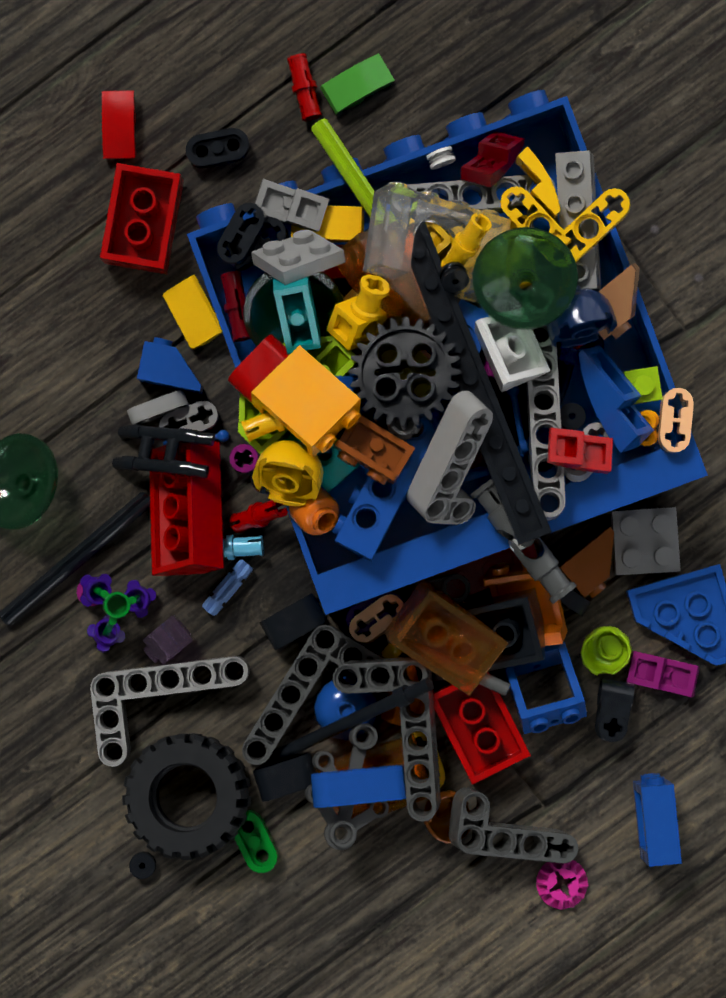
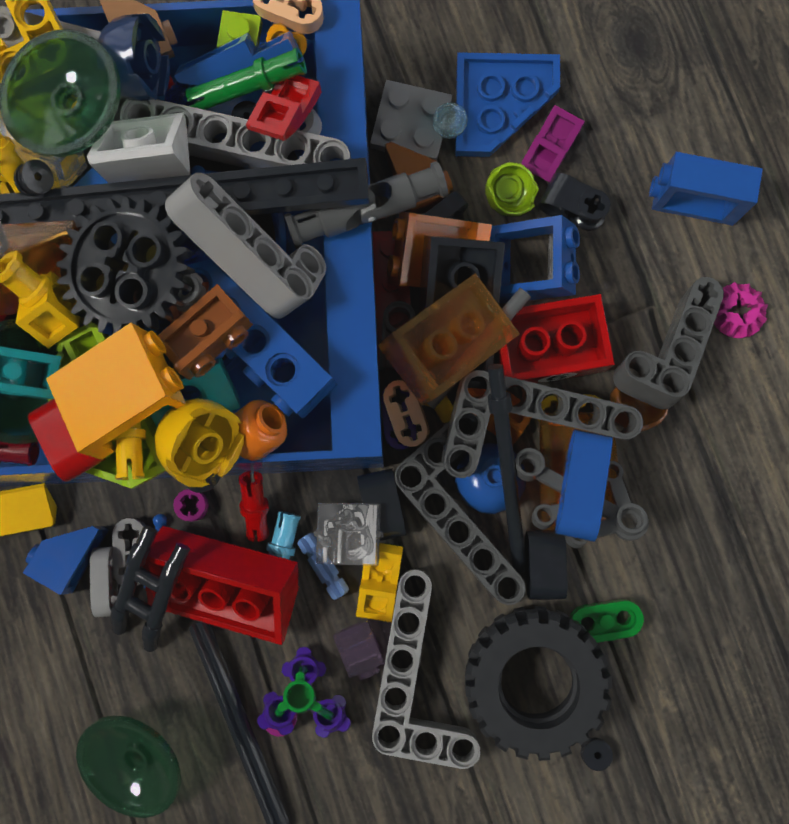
camera: 75 degrees left, 5 degrees down
(229, 639) = (380, 585): none -> yellow slope
(260, 601) = (348, 534): none -> piece
(600, 422) = (260, 75): none -> green pin
(651, 577) = (450, 120): none -> clear light blue plate

